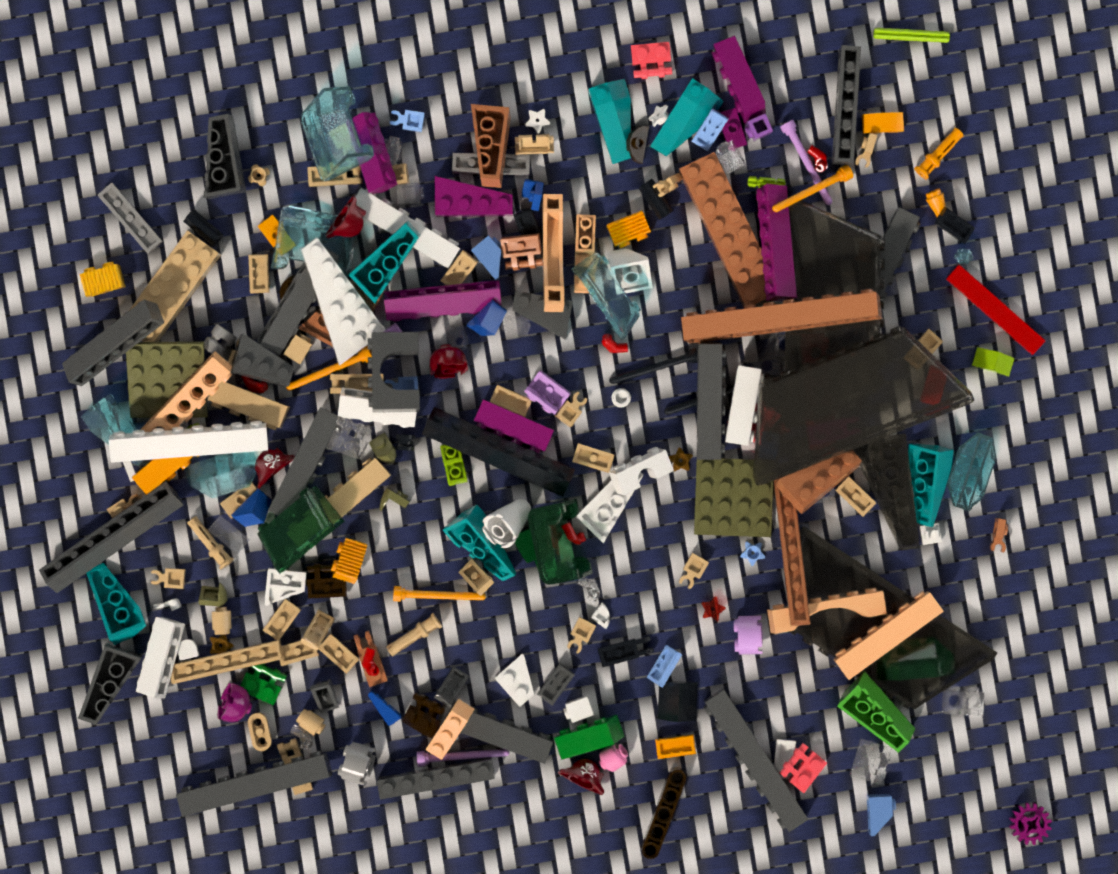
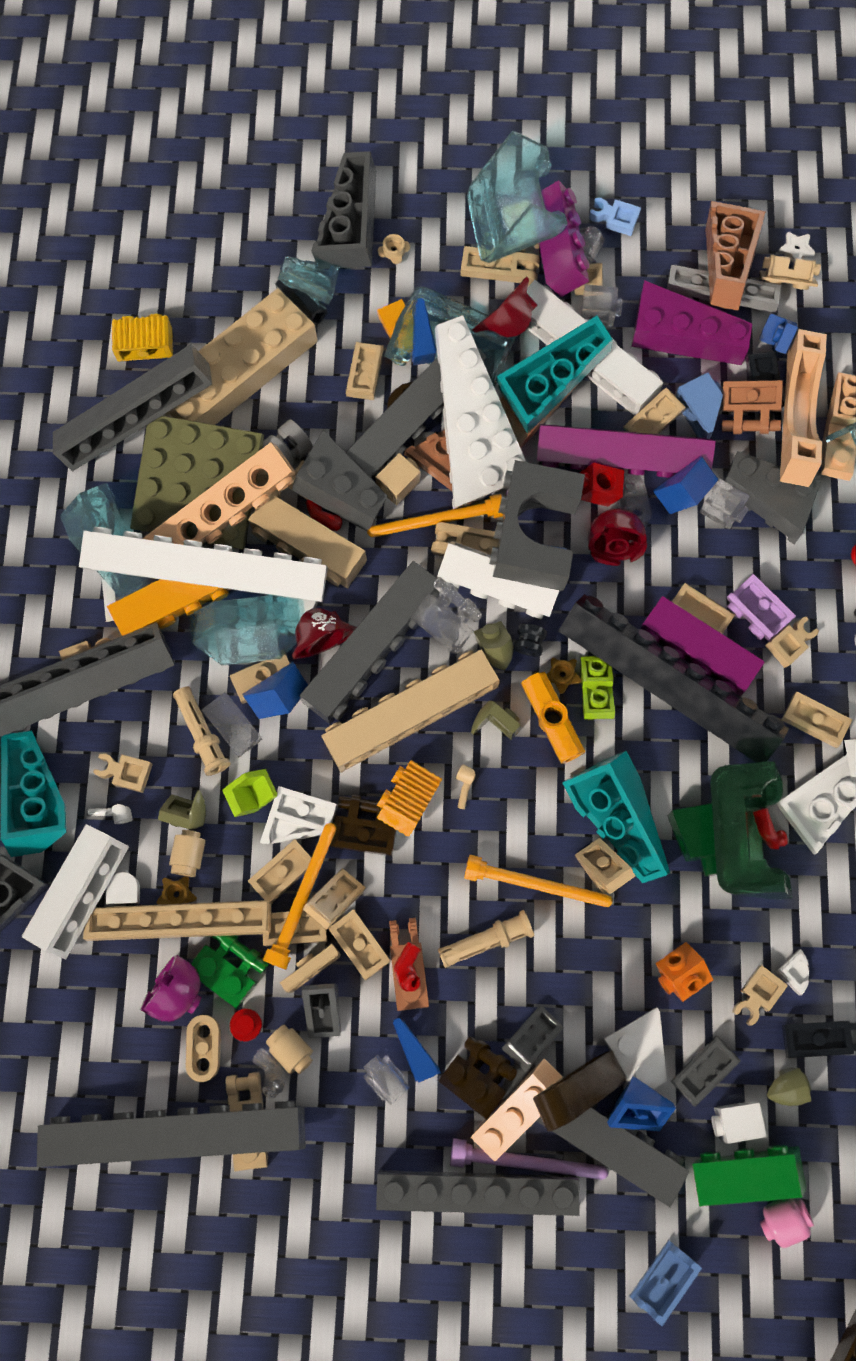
camera: 20 degrees right, 15 degrees down
(130, 218) = (203, 269): light grey plate -> none
(207, 217) = (308, 278): none -> clear light blue wing
(251, 576) = (250, 792): none -> lime panel
(281, 713) = (245, 1025): none -> red plate
(292, 669) = (279, 952): none -> light orange piece
(294, 253) = (423, 340): none -> blue slope
(298, 528) = (340, 730): clear green windscreen -> none
(311, 673) = (310, 967): none -> tan plate
(357, 763) = (350, 1137): light grey brick -> none
(370, 727) = (385, 1078): none -> clear brick
(382, 536) = (466, 776): none -> tan hand
(420, 480) = (545, 700): none -> light orange piece
(425, 459) = (568, 668): none -> pearl gold plate
(438, 325) = (602, 484): none -> red brick
(480, 712) = (579, 1090): none -> dark brown beam
(506, 523) = (668, 787): white cone -> none
(520, 713) = (640, 1108): none -> blue slope
(533, 631) = (683, 972): none -> orange brick
(550, 803) = (665, 1282): none -> medium blue hinge
(585, 774) = (734, 1244): dark red hat -> none
(592, 588) = (786, 920): clear arm -> none
(604, 684) = (790, 1088): none -> olive plate

